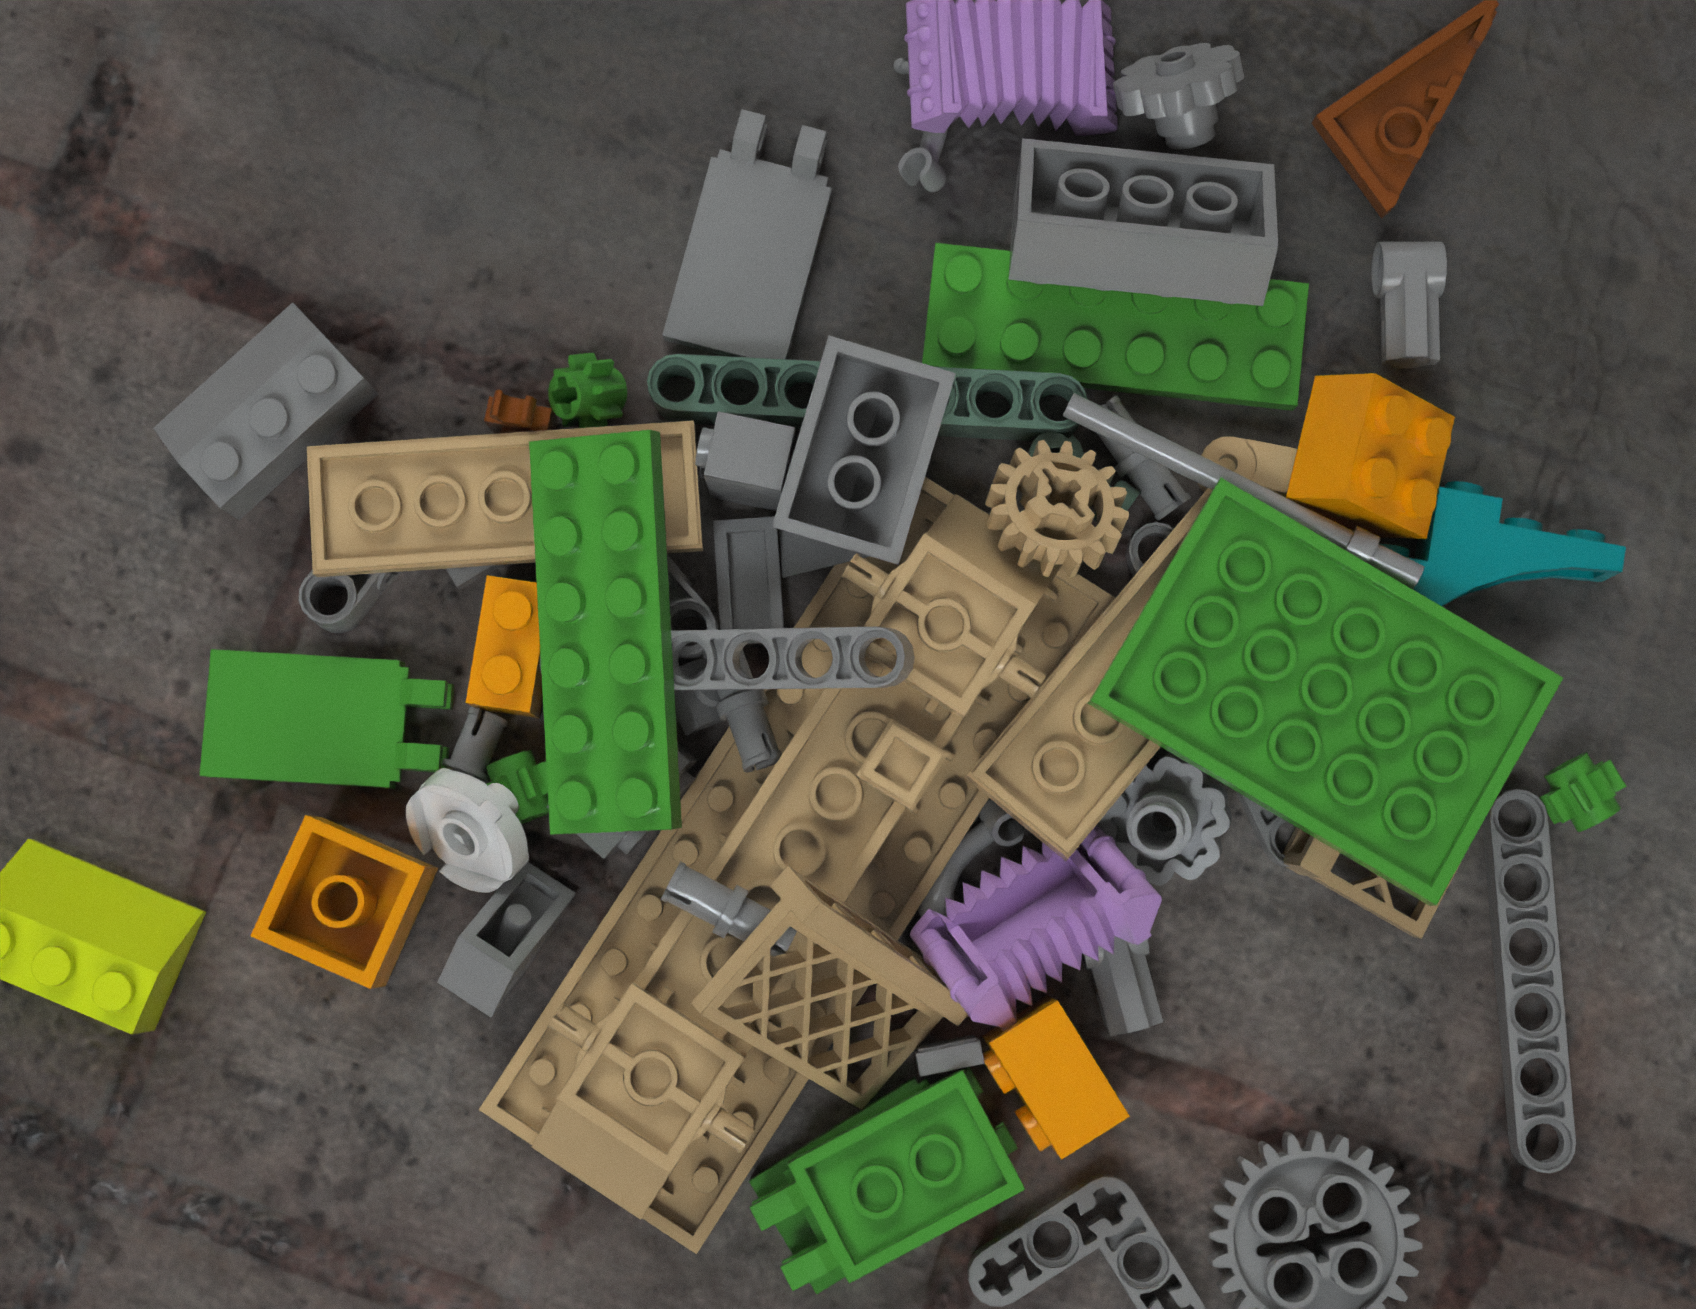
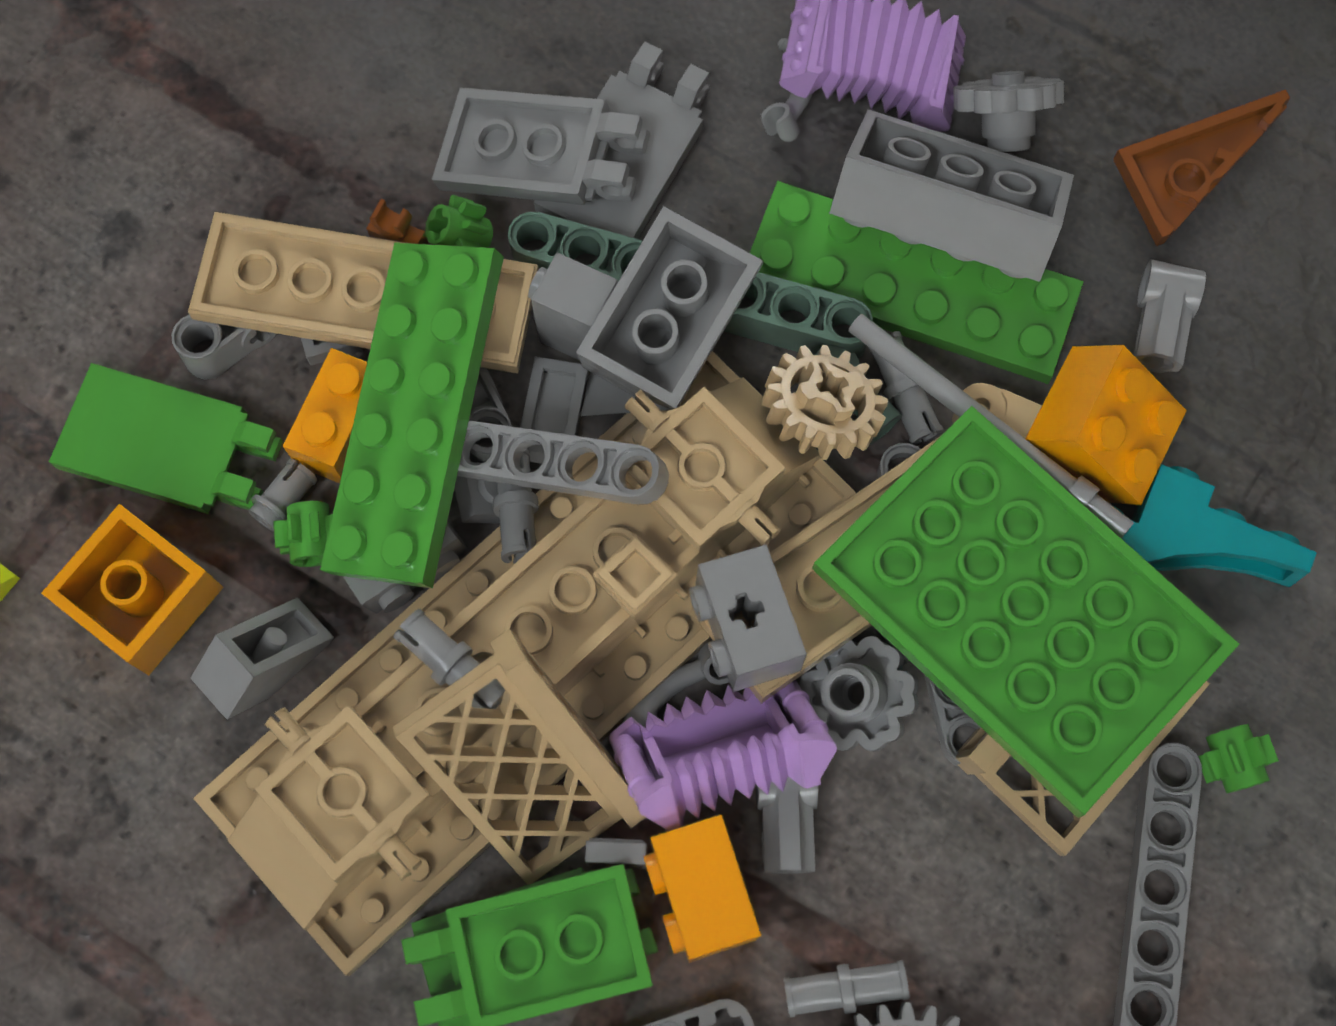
camera: 15 degrees right, 10 degrees down
(262, 411) = (173, 197): light grey slope -> none
(468, 829) = (255, 553): white plate -> none
(648, 269) = (537, 147): none -> light grey tile
(1033, 743) = (749, 585): none -> light grey brick
(1223, 1134) = (846, 988): none -> light grey pin

